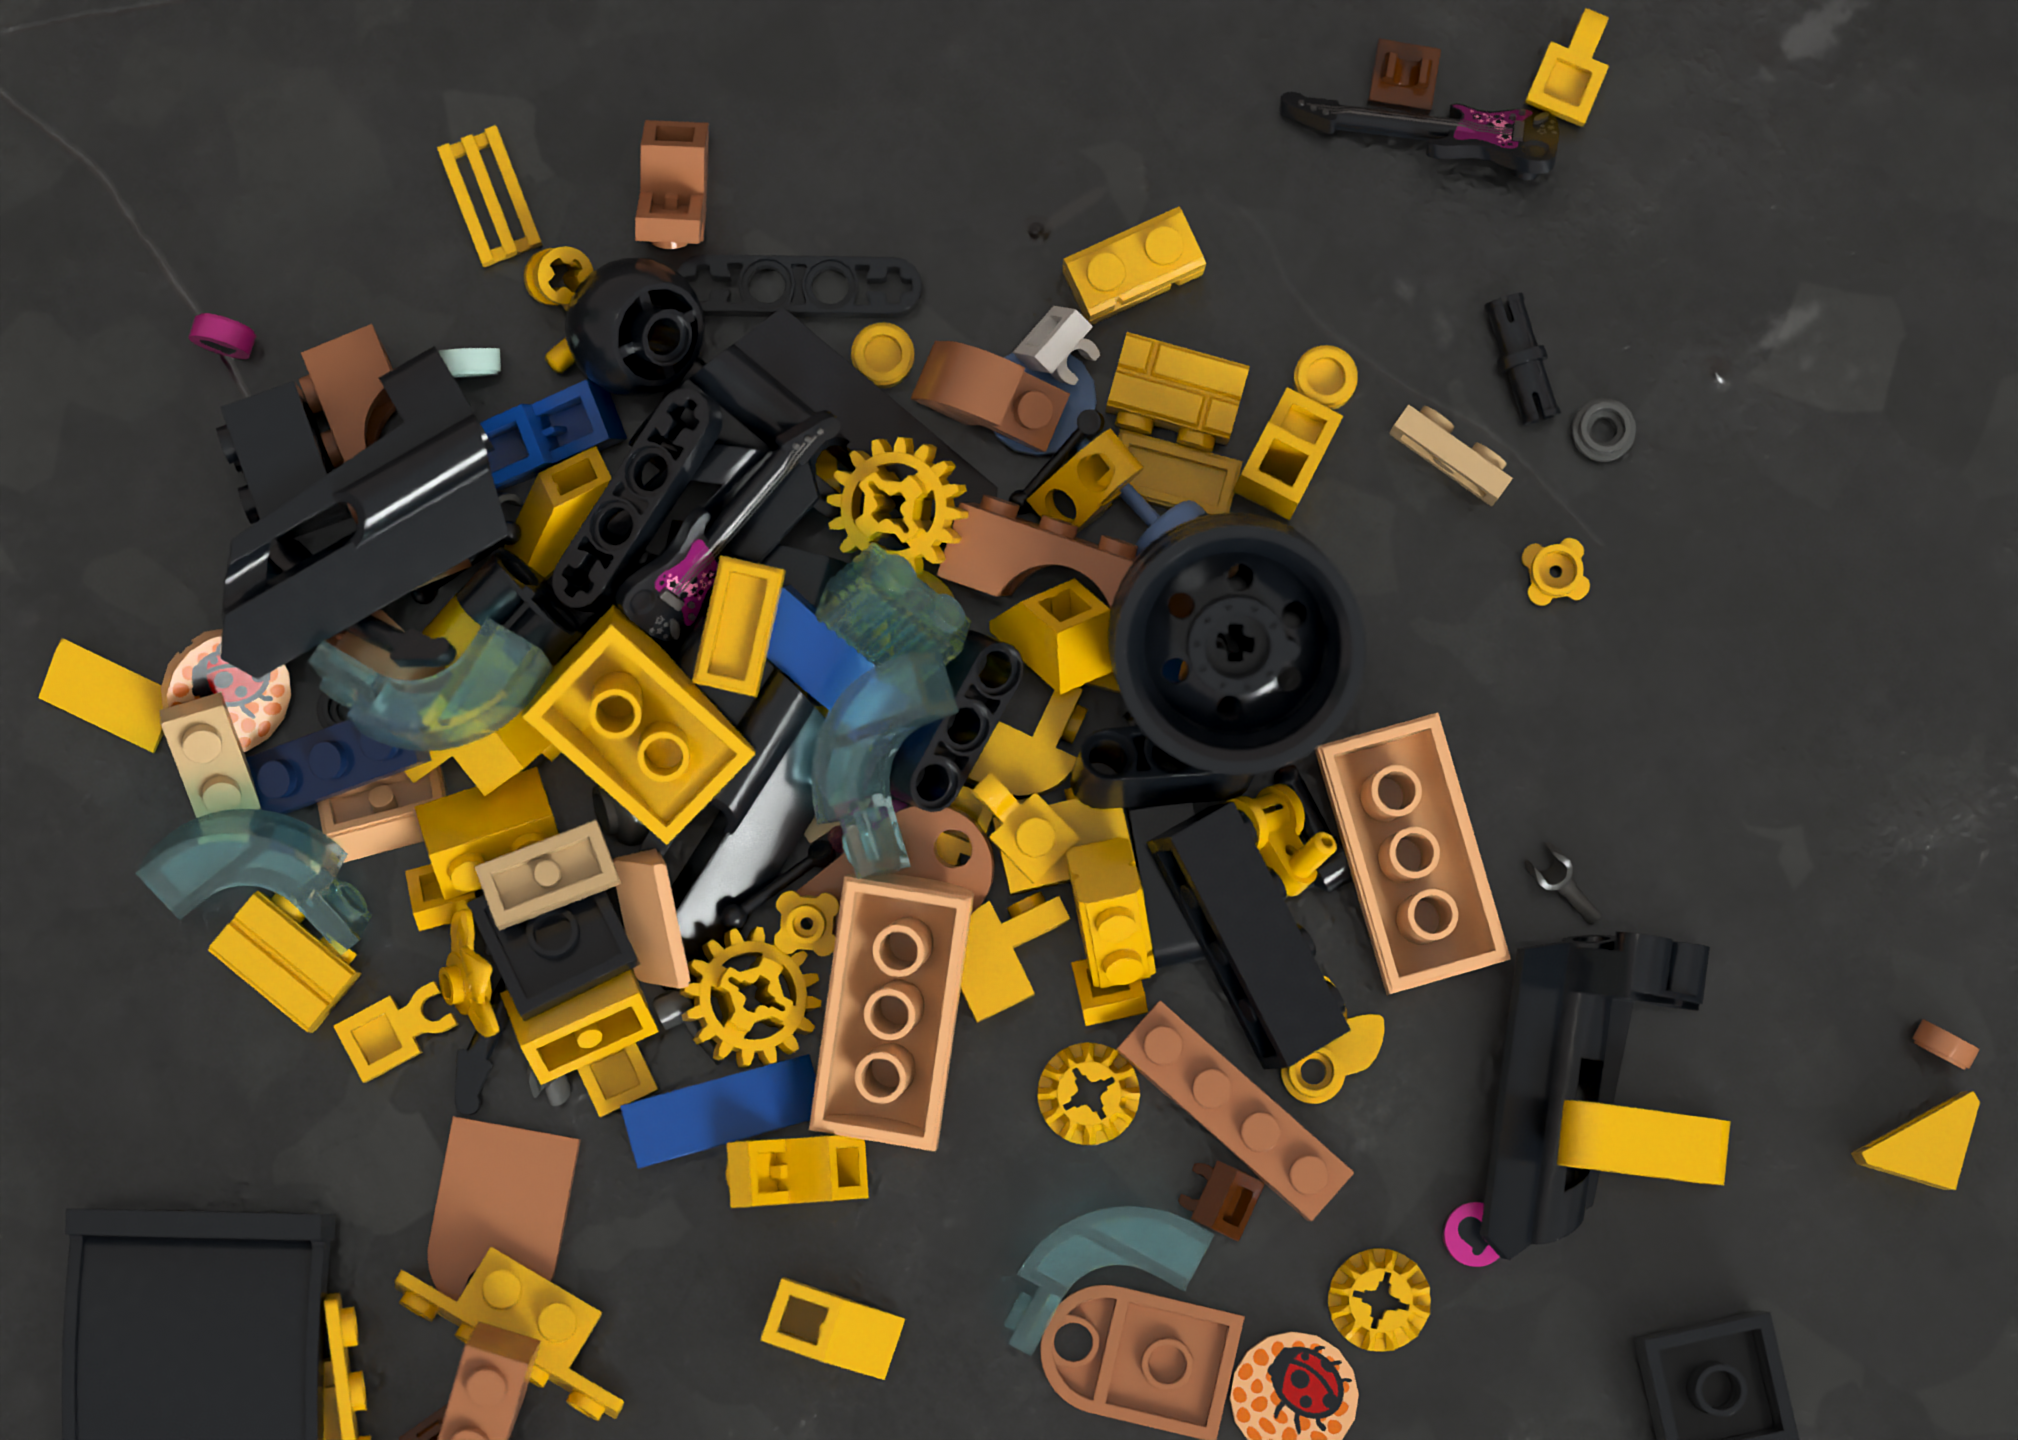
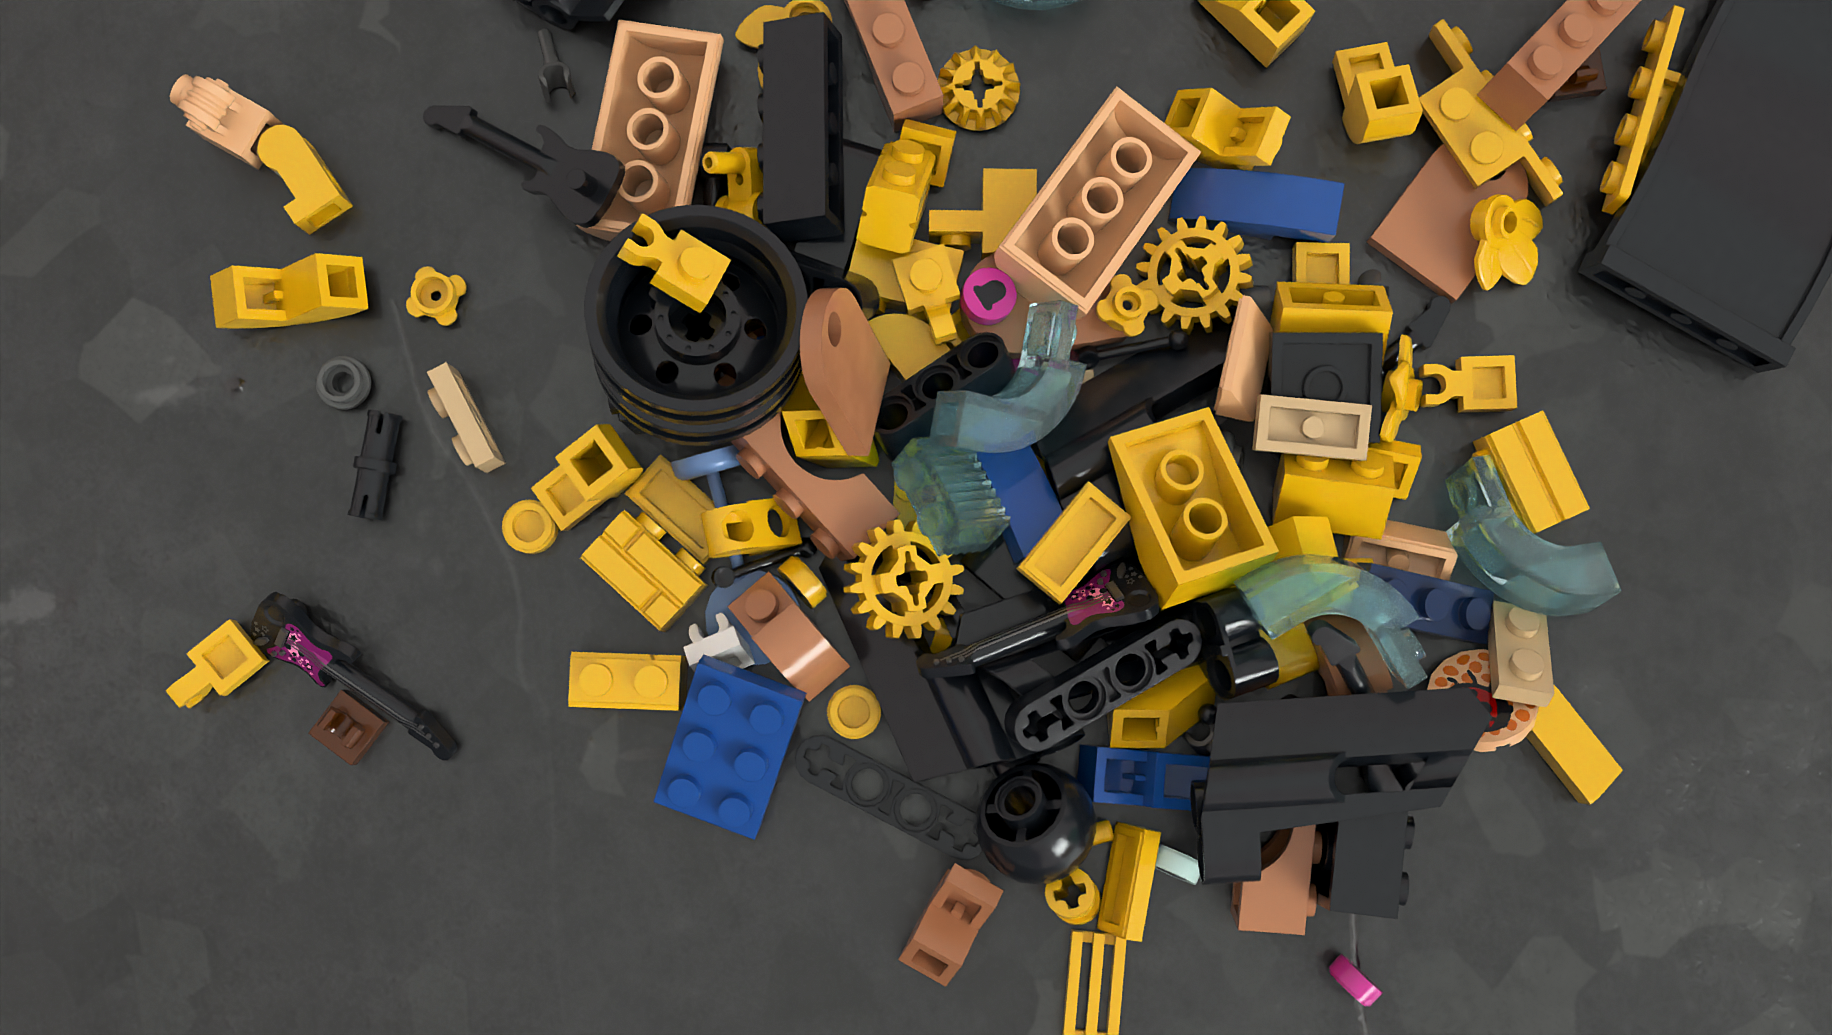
camera: 145 degrees left, 0 degrees up
(431, 1205) = (1505, 239): none -> yellow plate
(508, 320) = (1128, 881): none -> yellow tile
(652, 1296) = (1376, 94): none -> yellow brick
(959, 853) = (988, 296): none -> dark pink tile
(993, 249) = (729, 746): none -> blue plate
(1005, 461) = (802, 581): none -> yellow tile
(1065, 680) = (843, 366): none -> nougat tile
(1275, 685) = (682, 265): none -> yellow plate
(1459, 757) = (575, 180): none -> black piece
(1709, 493) = (298, 294): none -> yellow brick
(1762, 629) = (306, 175): none -> yellow leg
(1873, 644) = (223, 116): none -> light nougat brick

